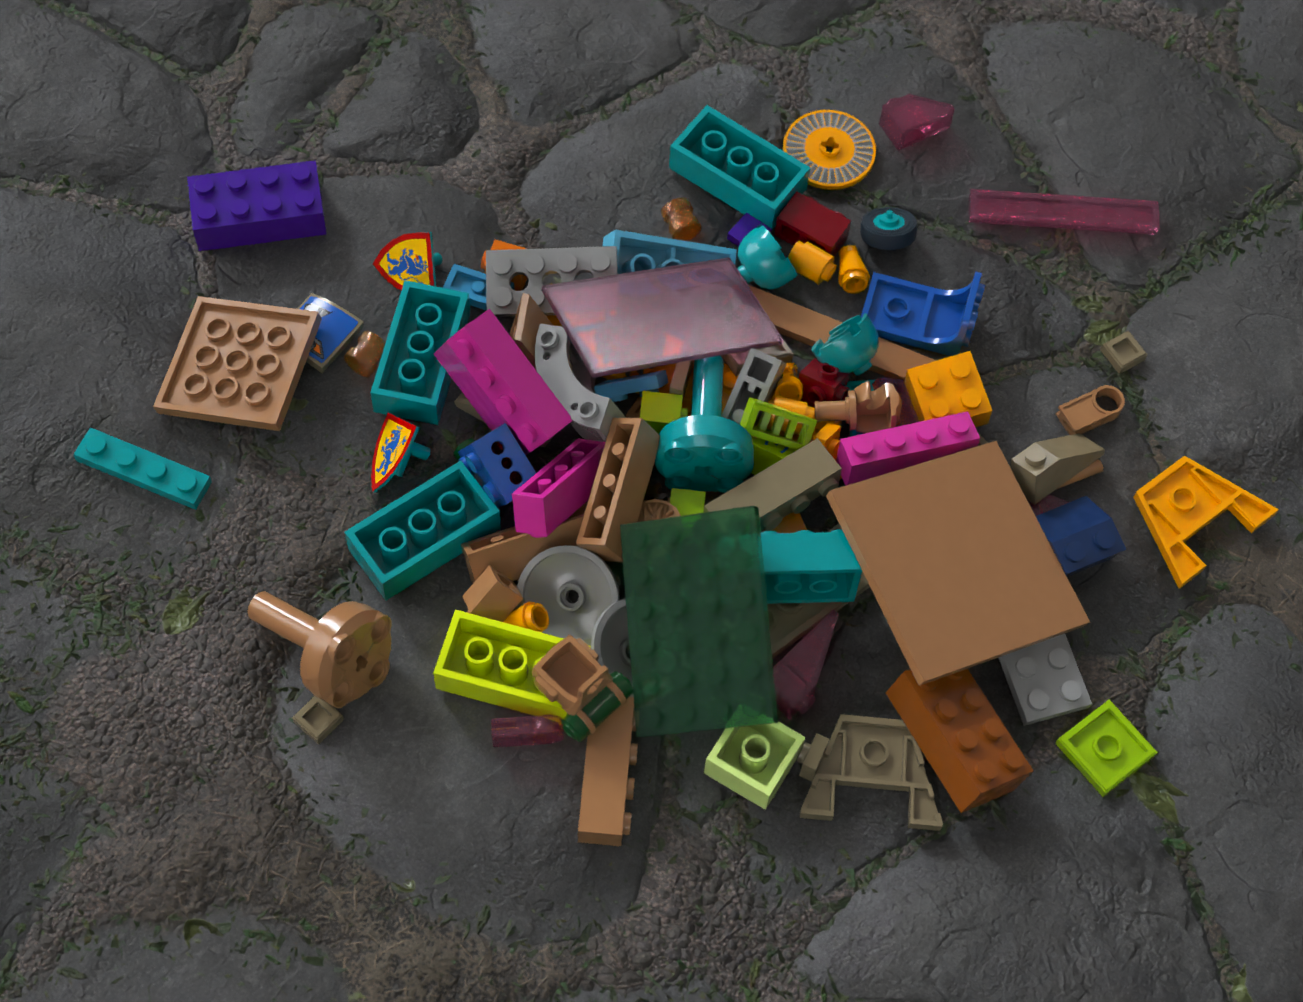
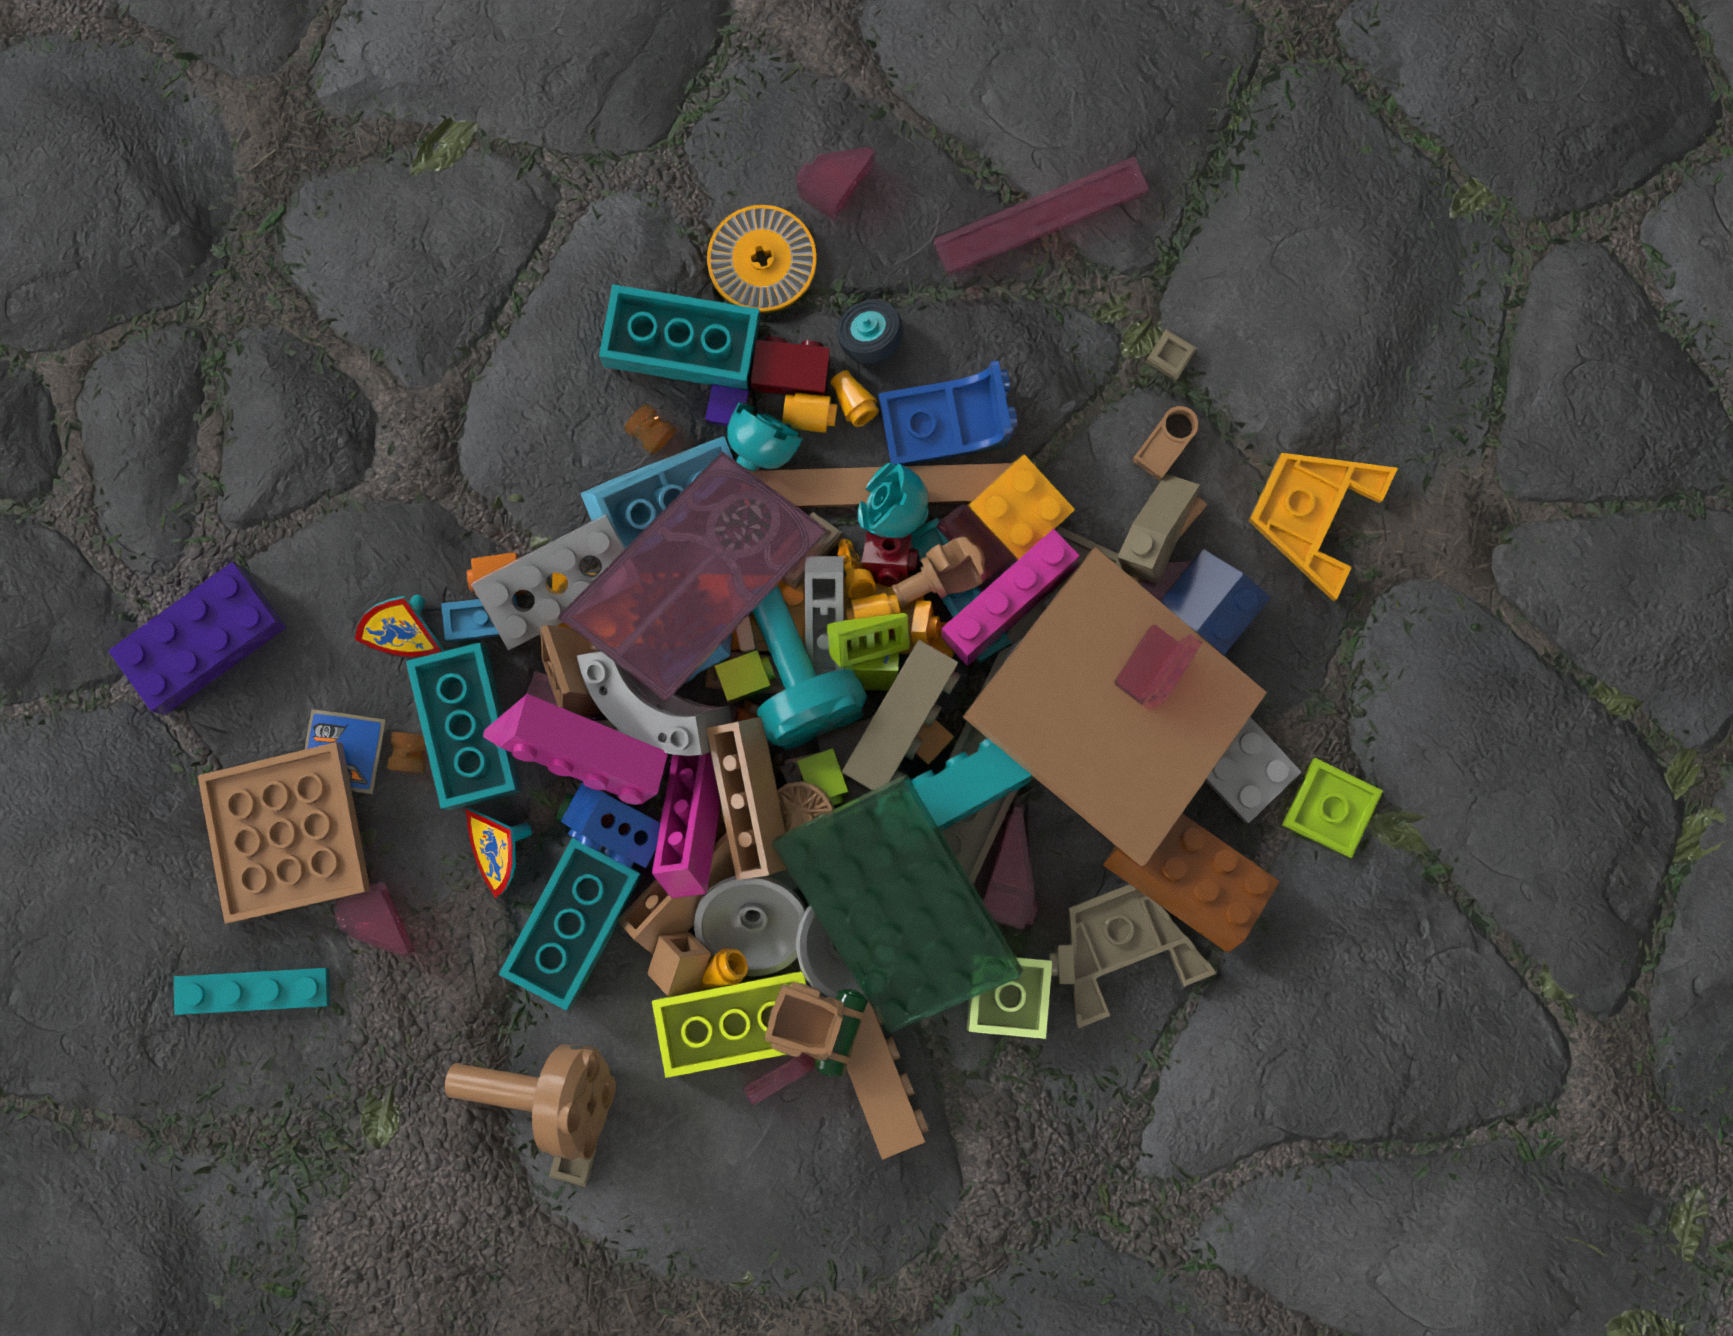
camera: 25 degrees left, 20 degrees up
(268, 457) = (374, 920): none -> clear pink slope
(1004, 545) = (1156, 666): none -> clear pink panel

